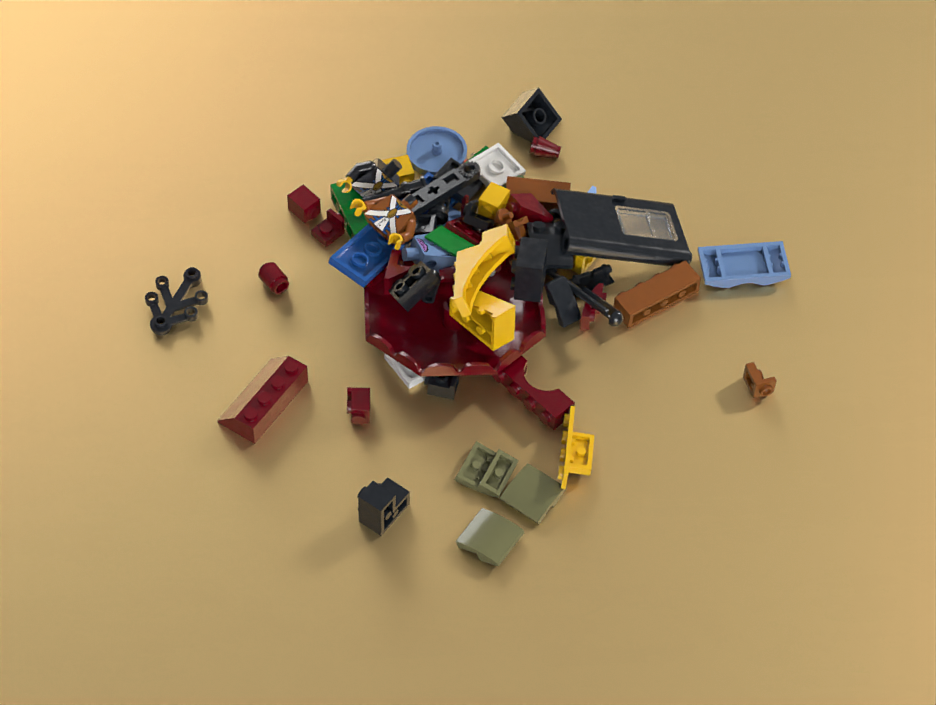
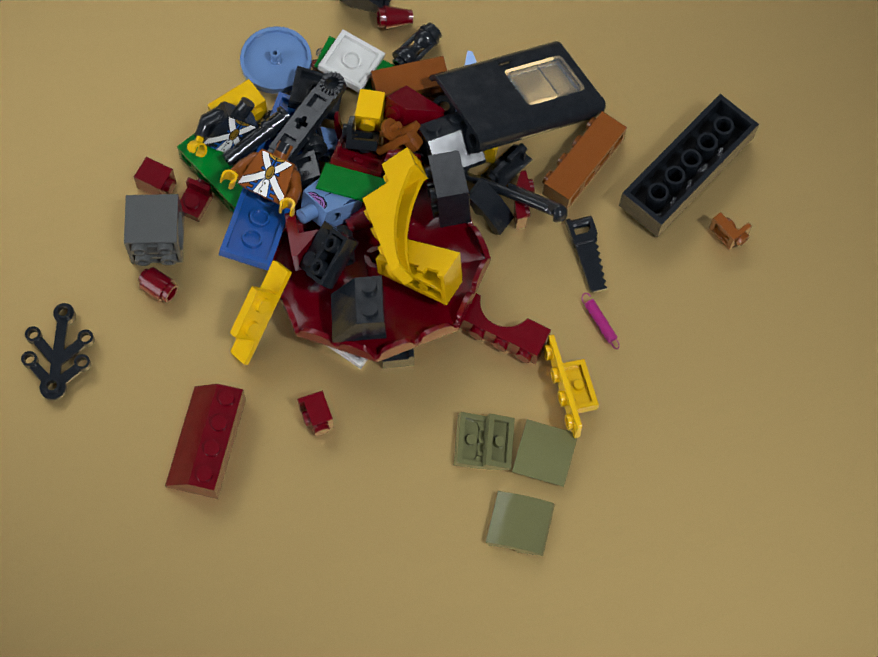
camera: 20 degrees left, 15 degrees up
(287, 235) = (154, 229): none -> dark grey brick
(340, 313) = (257, 312): none -> yellow bracket
(381, 504) = (391, 528): black brick -> none
(422, 331) = (359, 310): none -> black slope
(560, 171) = (424, 39): none -> black piece
(621, 414) = (600, 320): none -> dark pink piece
(632, 361) = (587, 252): none -> black piece
(742, 321) = (688, 165): none -> black brick
(744, 263) = (662, 91): medium blue slope -> none

